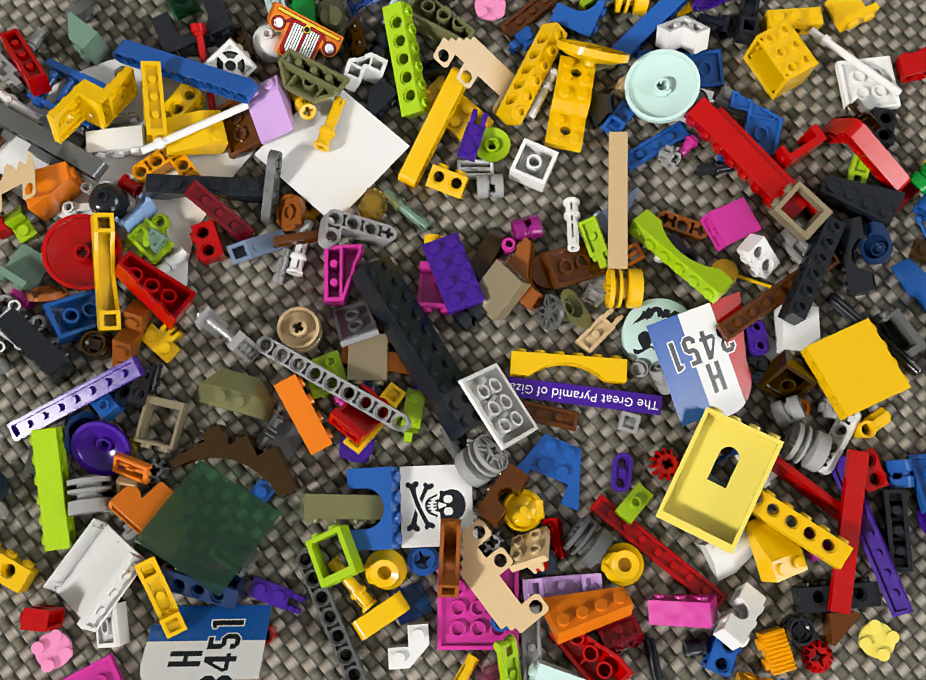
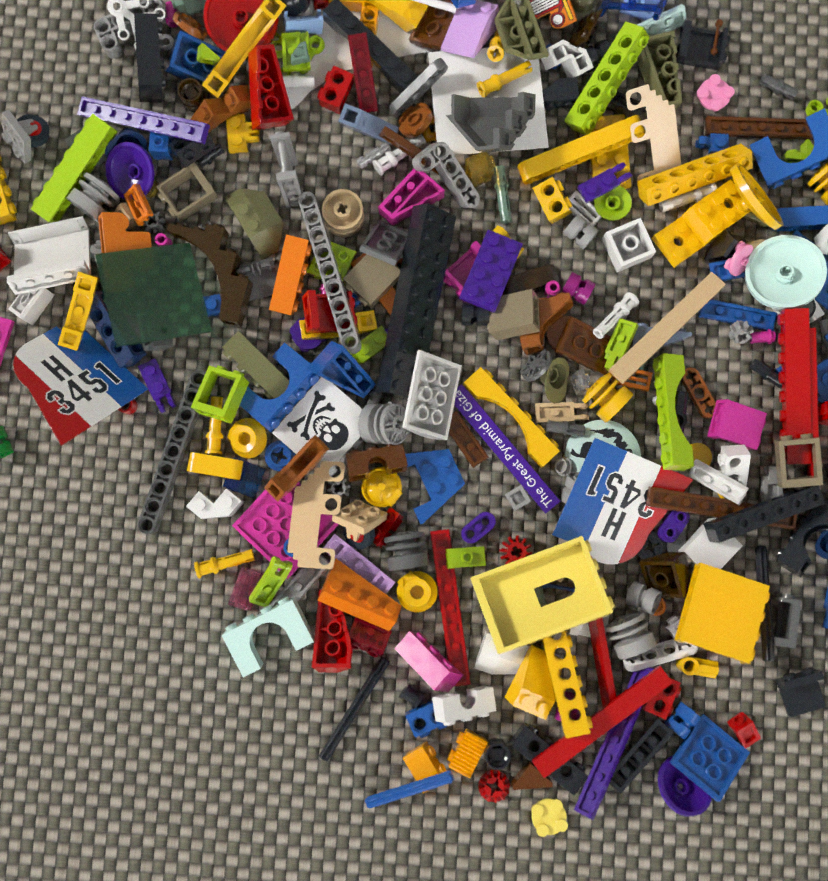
camera: 45 degrees right, 5 degrees up
(82, 304) = (206, 55): none -> lime slope
(173, 478) = (163, 240): none -> dark pink pin
(352, 163) = (492, 122): none -> dark grey panel
(410, 449) = (342, 370): none -> blue wedge
(614, 339) = (565, 428): none -> dark grey axle
(622, 105) = (737, 264): none -> bright pink piece
(759, 277) = (718, 482): none -> white tile

